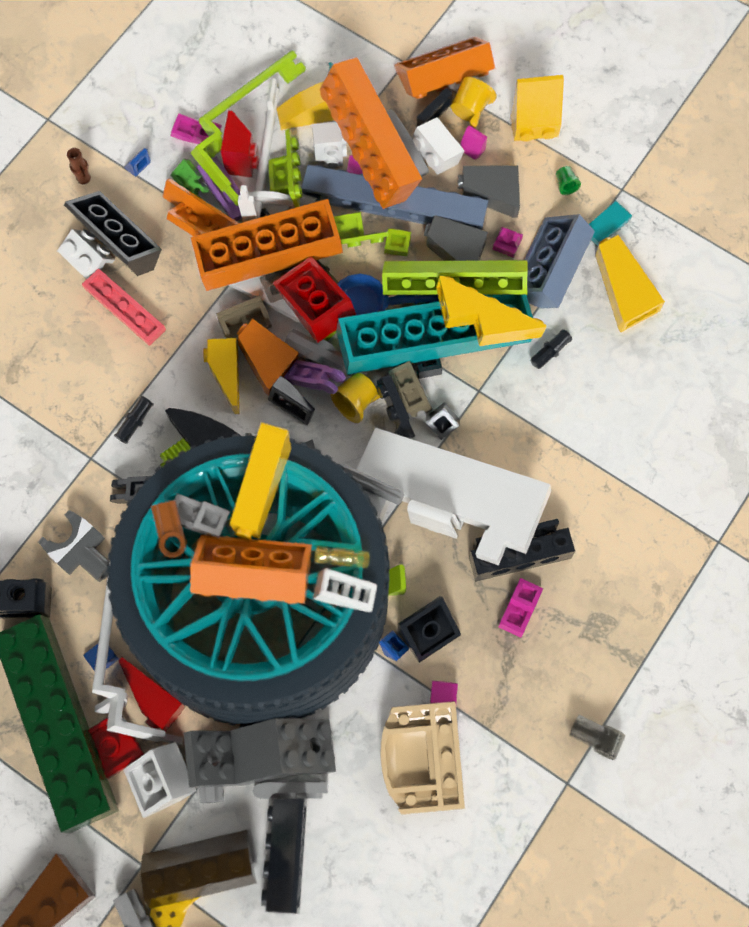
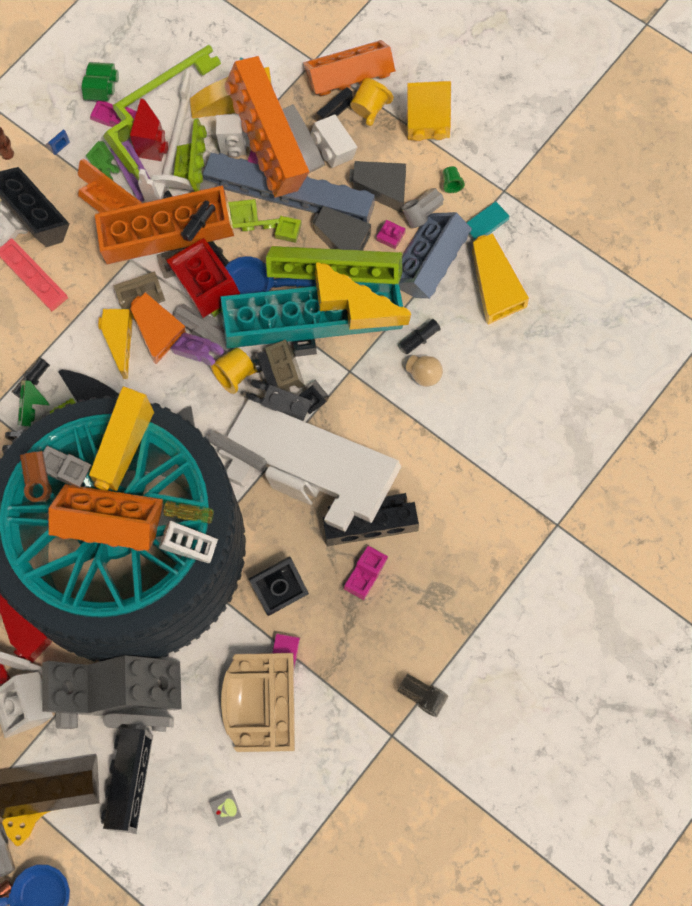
camera: 10 degrees right, 0 degrees up
(134, 440) = (28, 396): none -> green slope
(178, 95) = (99, 81): none -> green brick
(290, 400) = (174, 369): black slope -> none
(306, 238) = (197, 221): none -> black axle
(393, 646) = (245, 599): blue slope -> none
(395, 879) = (225, 810): none -> tile
(397, 580) = (254, 540): lime slope -> none
(411, 426) = (280, 400): none -> black hinge
(473, 143) = (368, 140): dark pink slope -> none
(535, 214) = (418, 209): none -> light grey piece
(562, 384) = (425, 370): none -> tan piece

